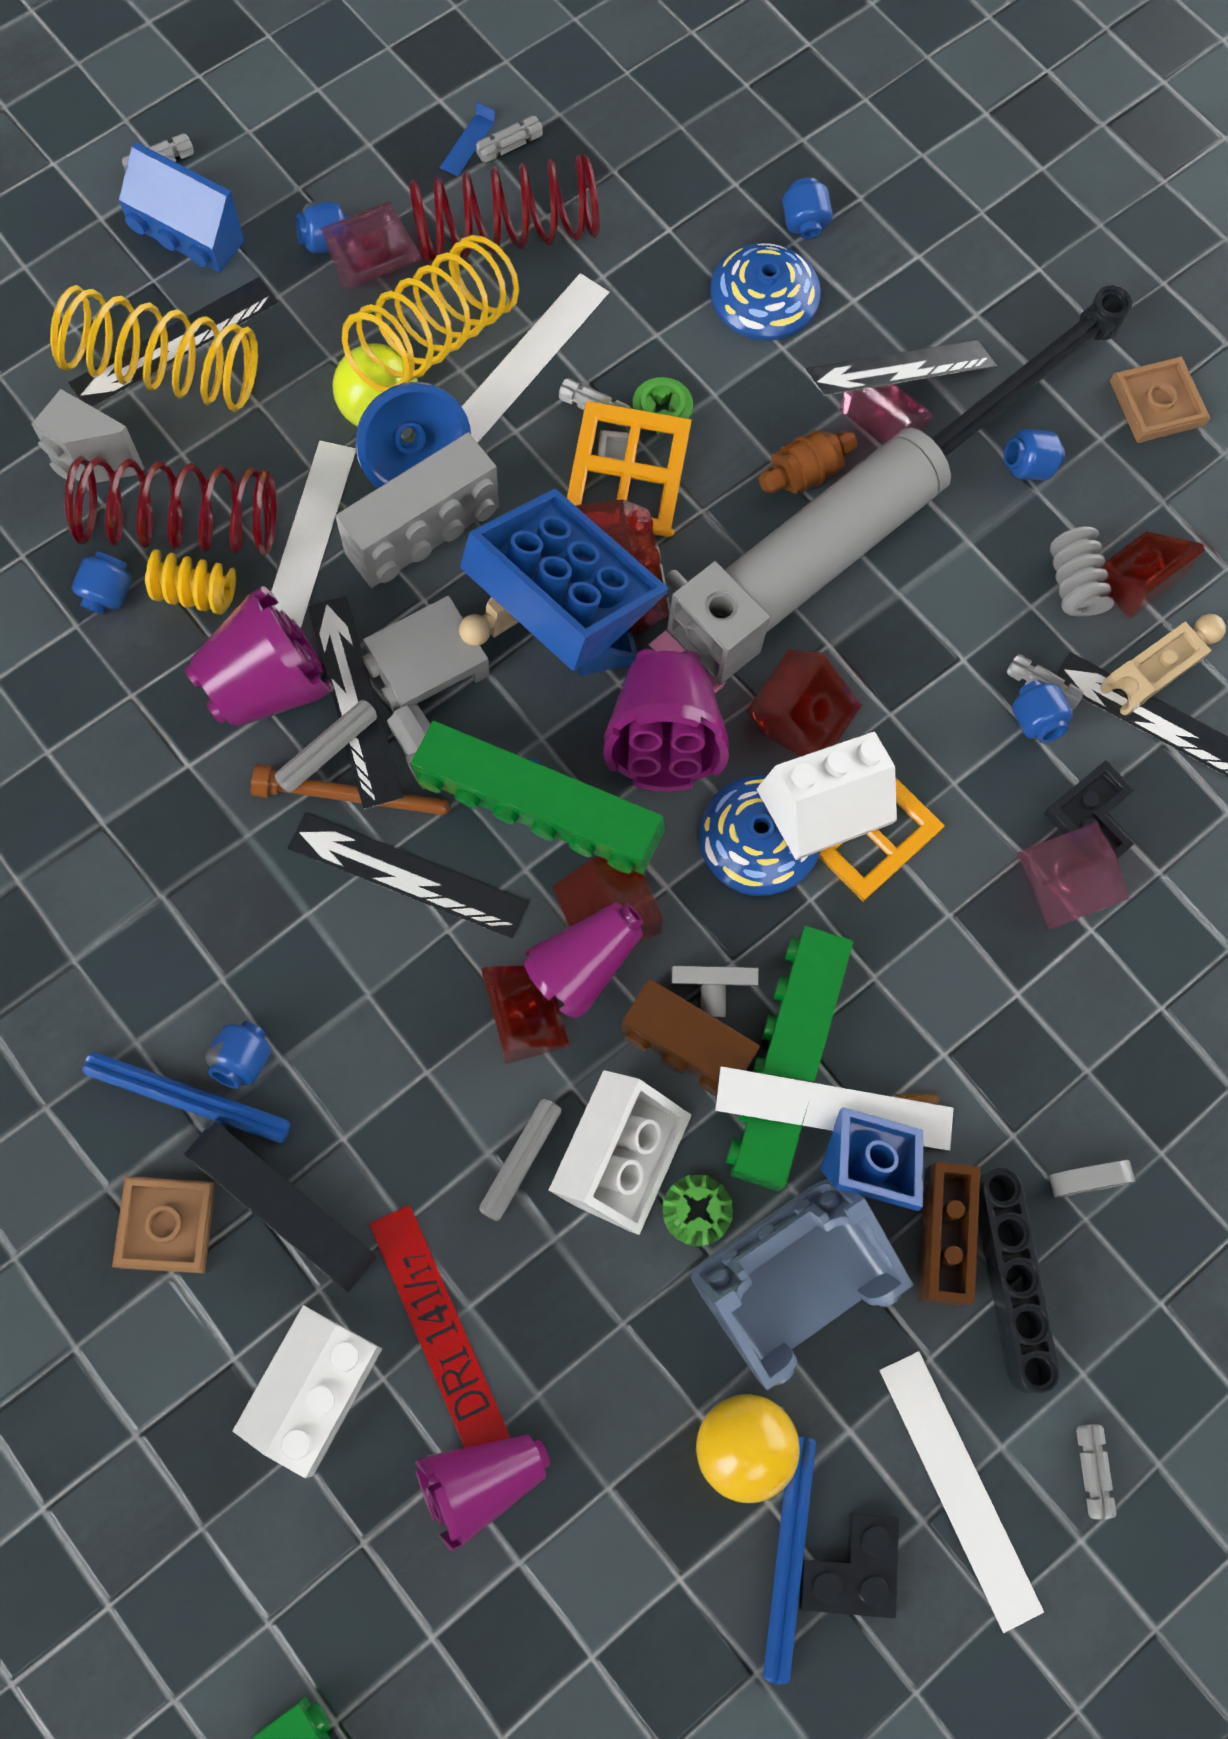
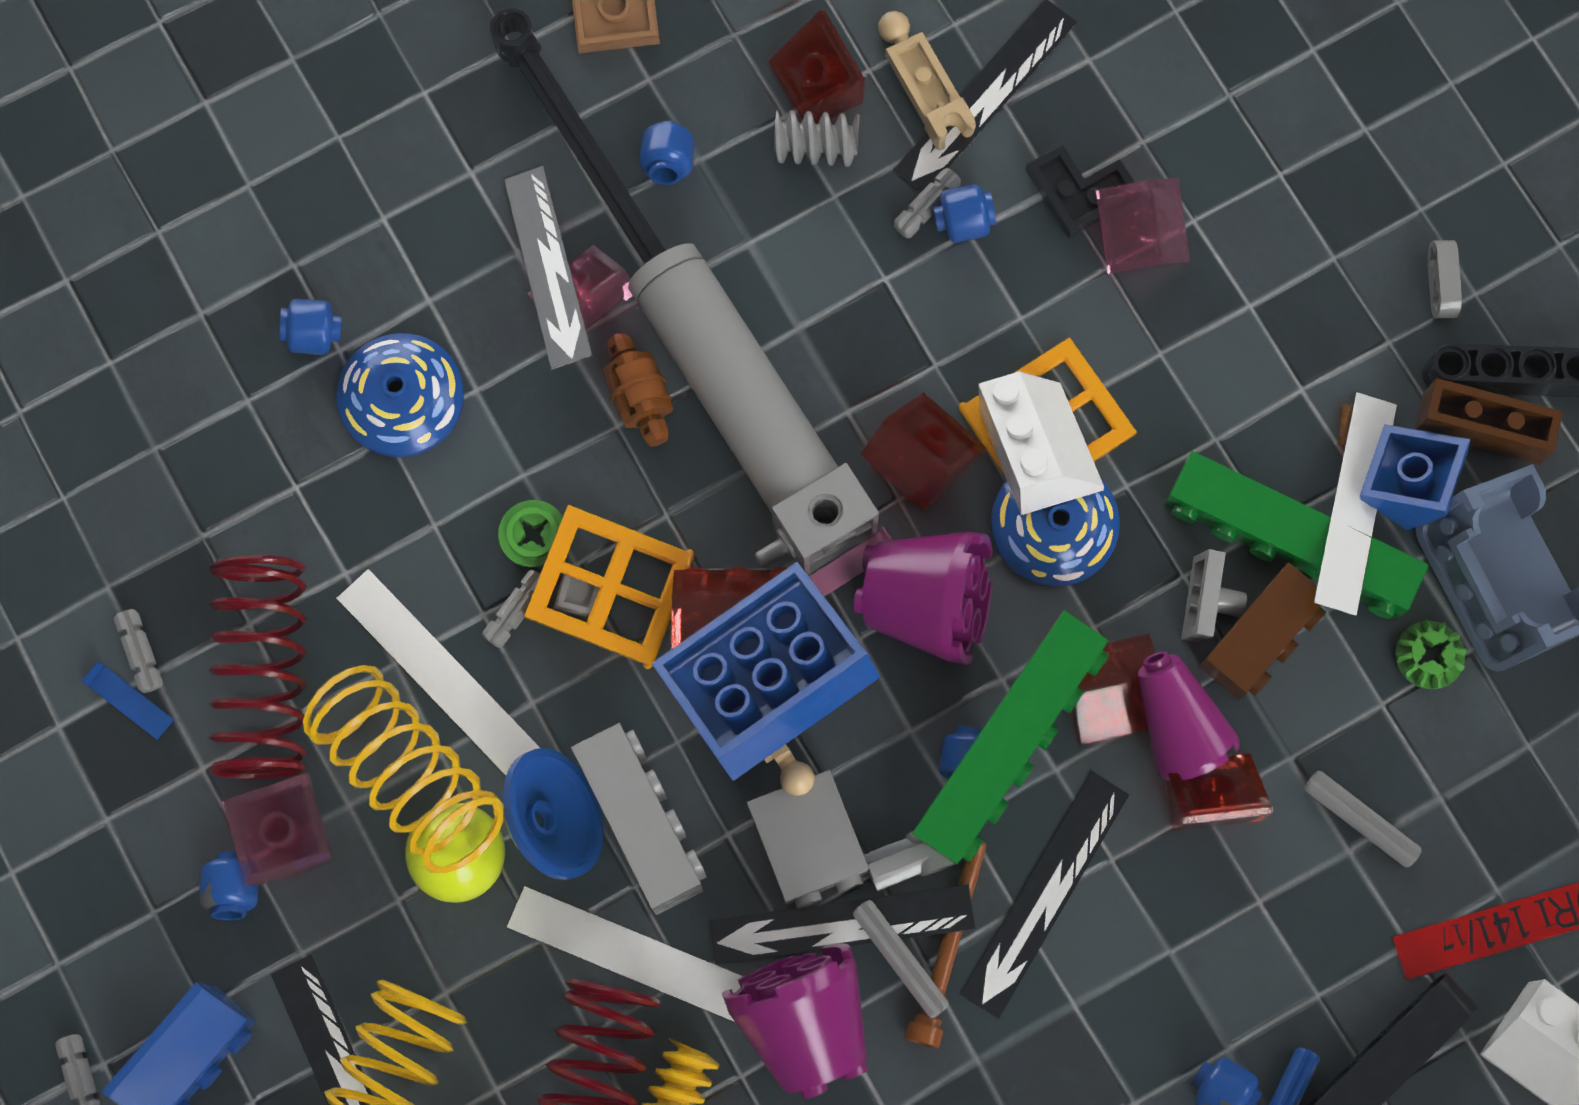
camera: 75 degrees left, 5 degrees up
(621, 1151) = (1369, 719): white slope -> none

